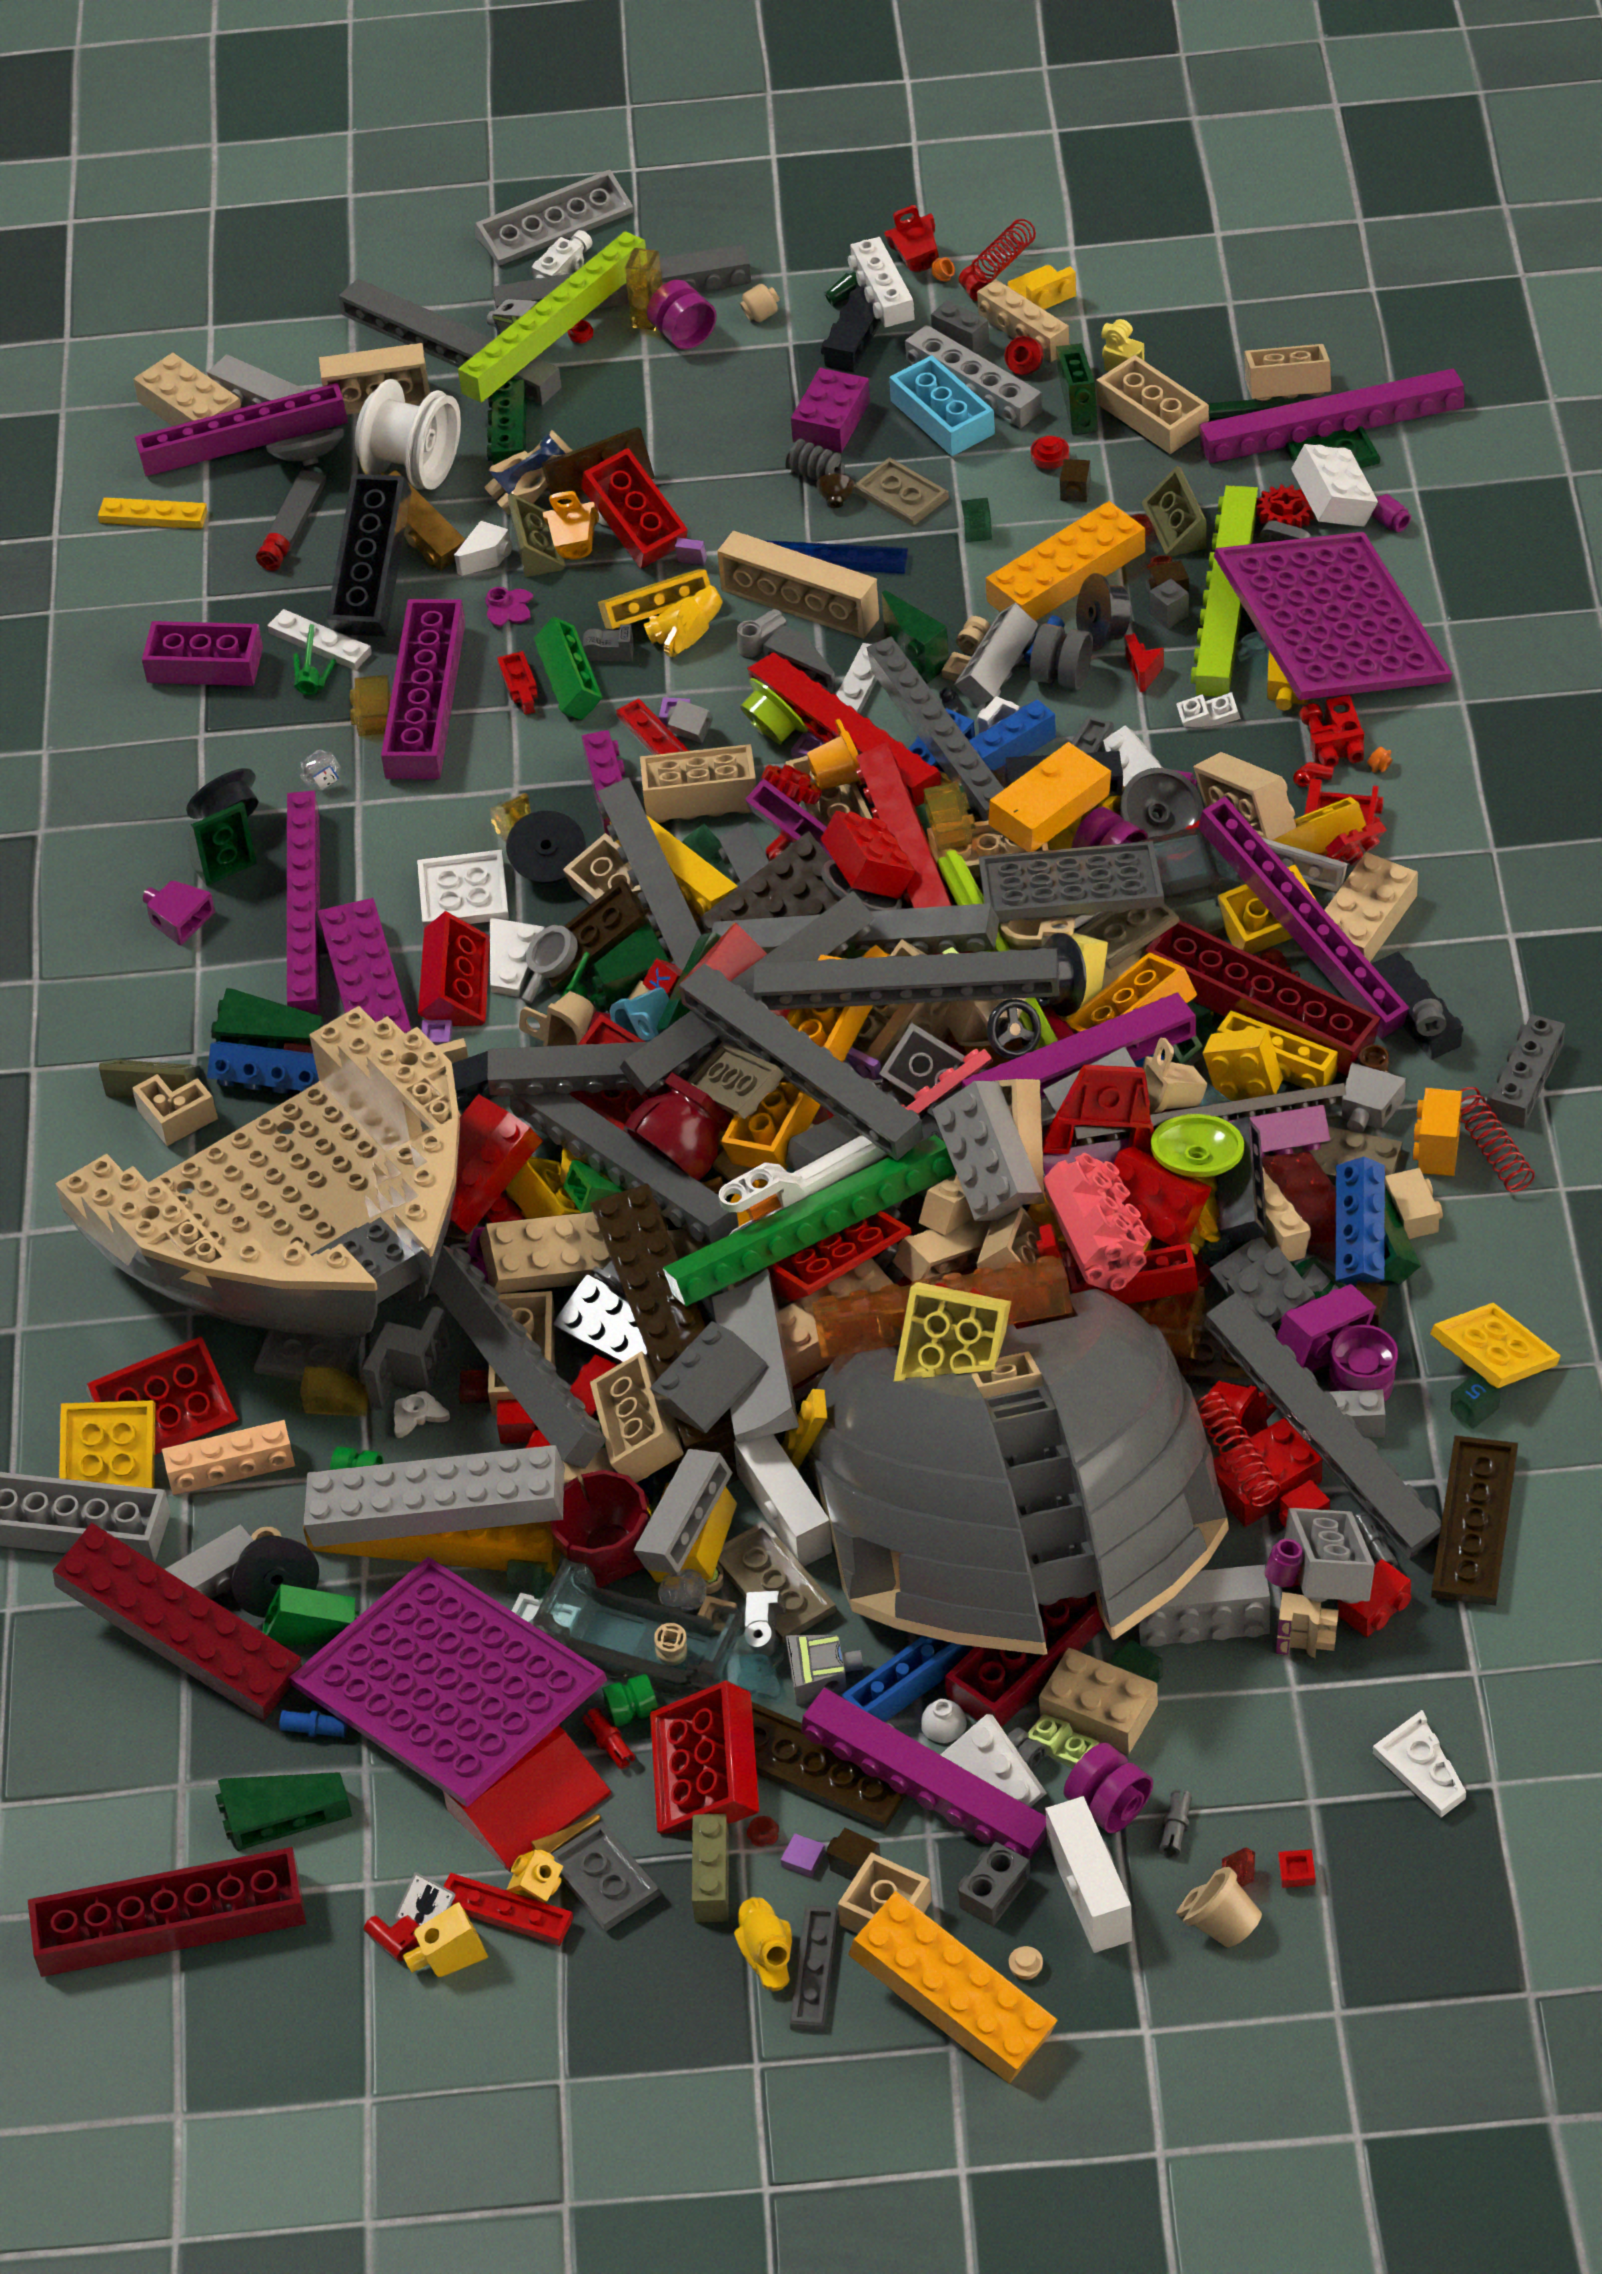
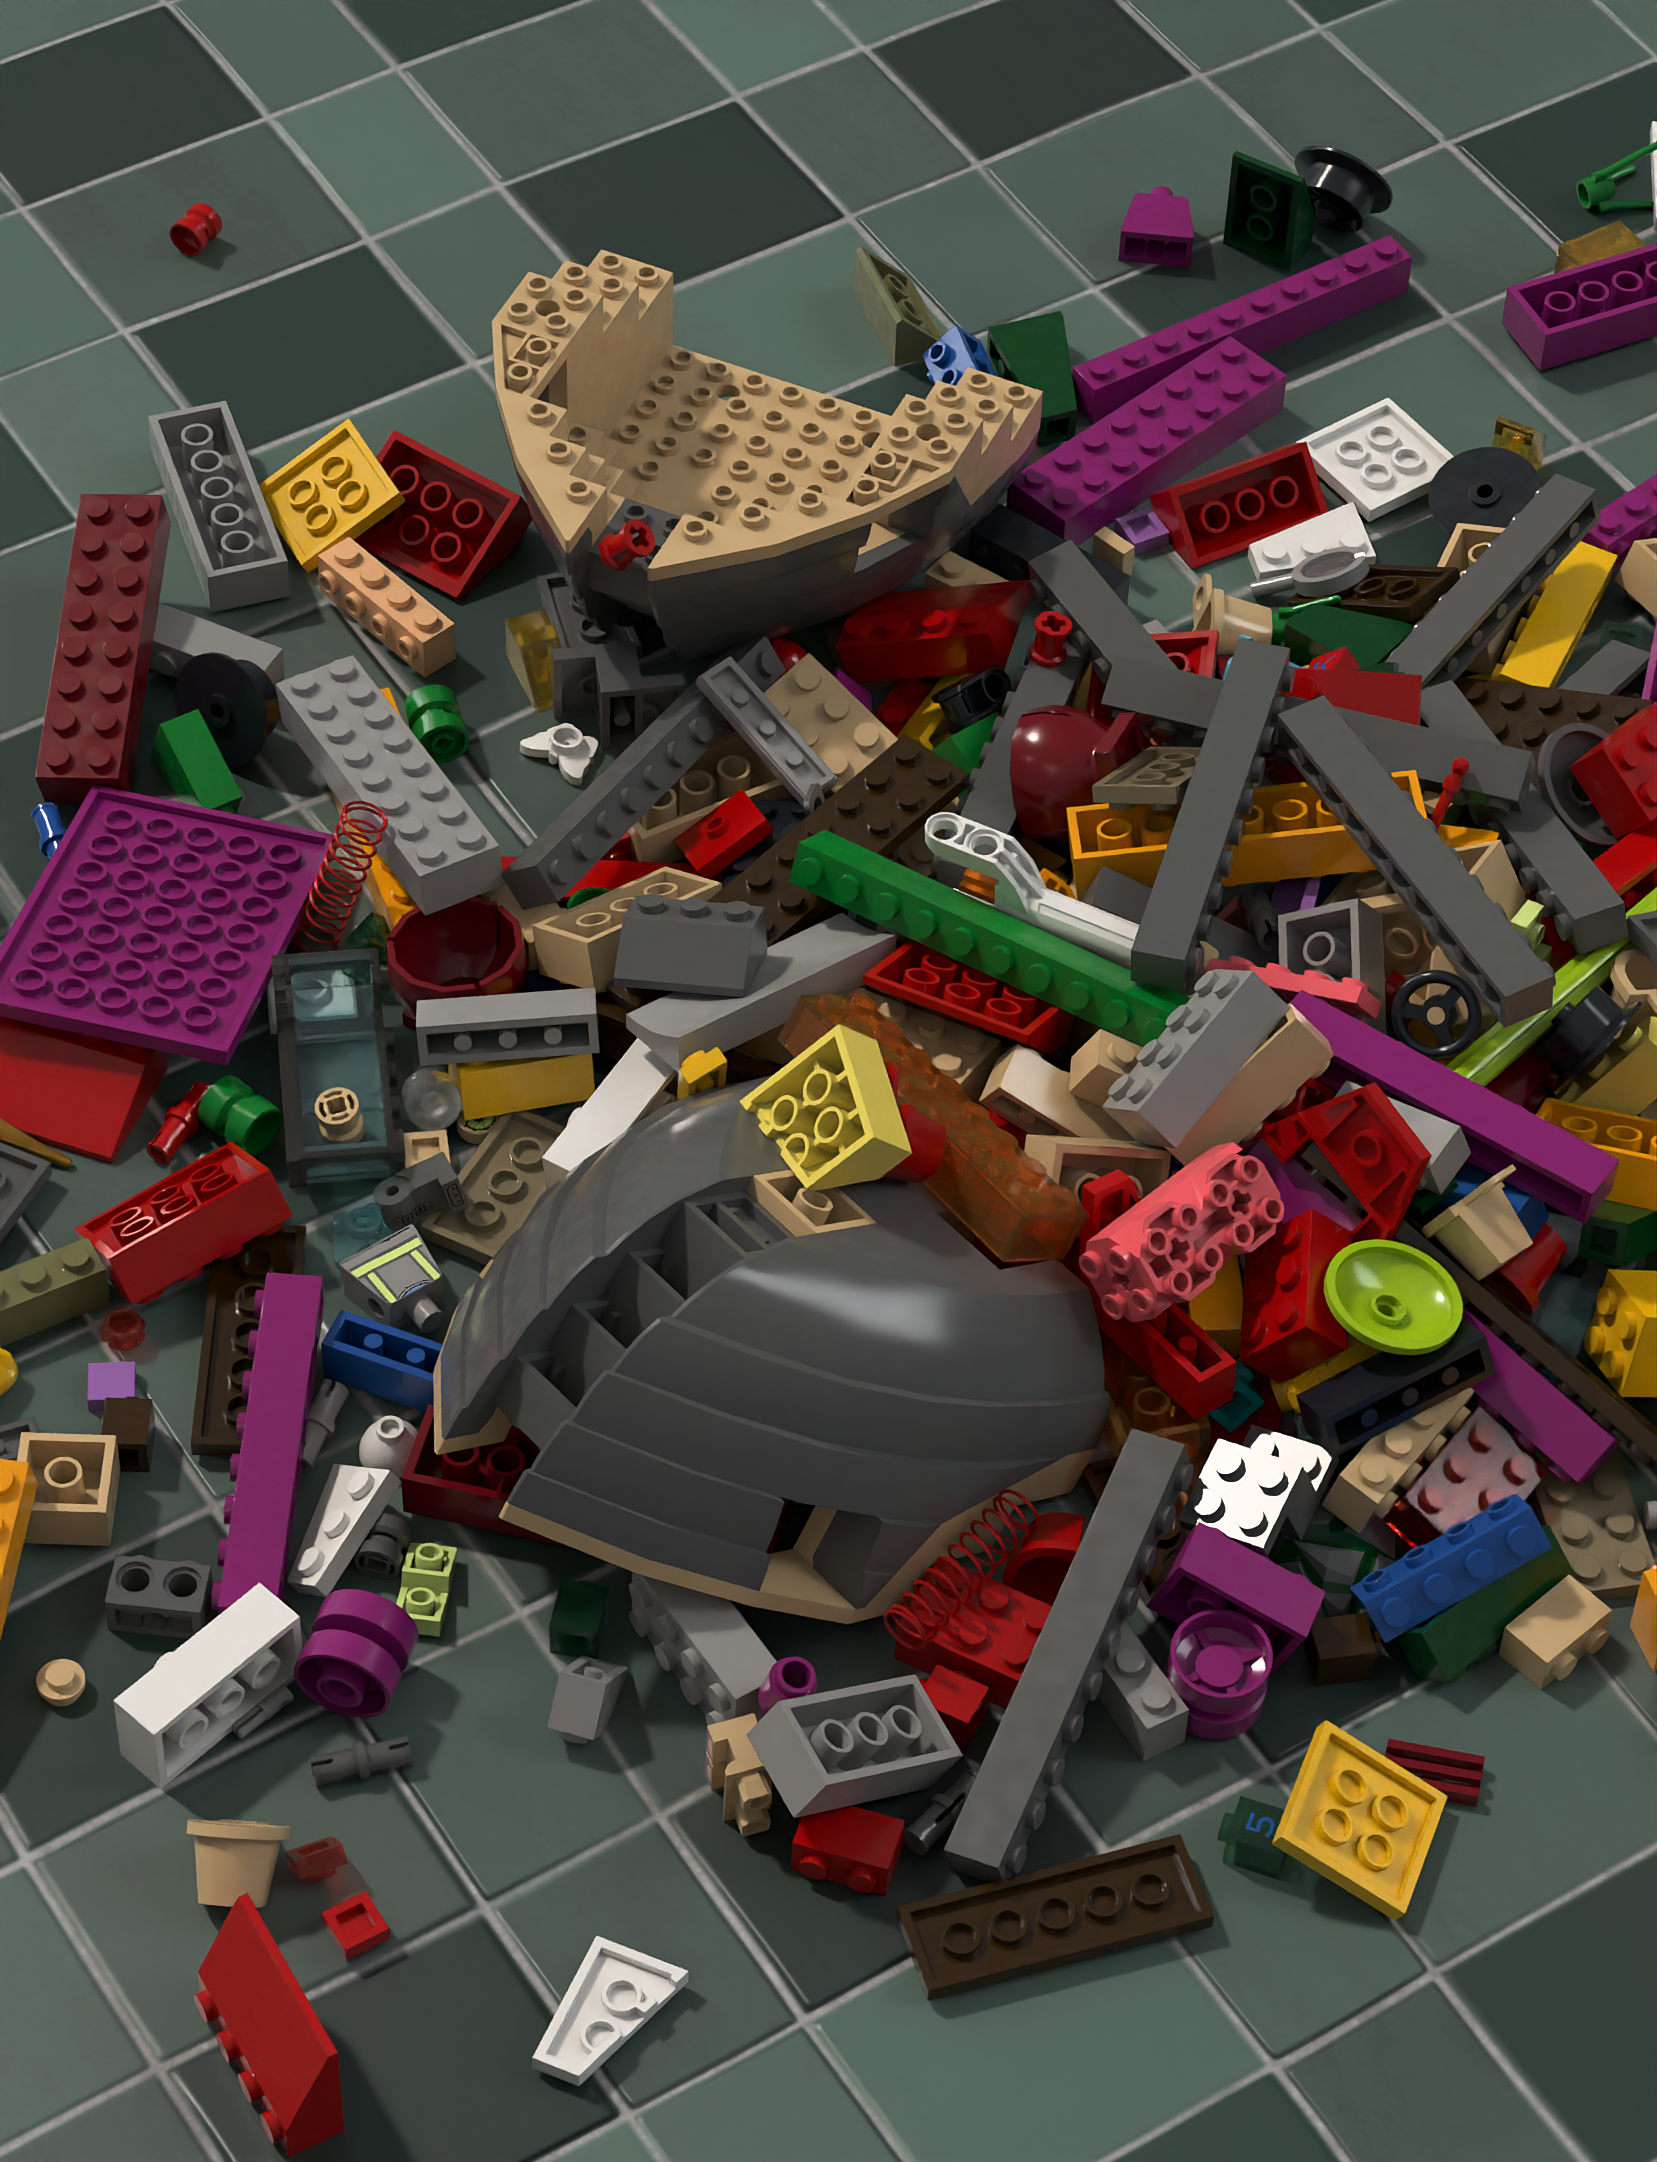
camera: 55 degrees right, 0 degrees up
(175, 1112) = (853, 346): tan brick -> none
(202, 653) = (1555, 81): magenta brick -> none
(320, 770) = (1462, 257): clear head -> none
(391, 1256) = (627, 545): none -> red bush
(490, 1553) = (345, 810): none -> red piece
(529, 1276) = (765, 729): none -> light grey tile
(552, 1099) = (1048, 646): none -> red bush
(553, 1168) = (972, 697): none -> black piece
(581, 1342) = (724, 835): none -> red plate
(842, 941) = (1451, 786): none -> red piece
(1099, 1700) = (500, 1598): tan brick -> none
(1198, 1686) = (585, 1698): none -> light grey slope
(1366, 1925) = (270, 2032): none -> red slope
(1474, 1283) = (1440, 1764): none -> dark red tile

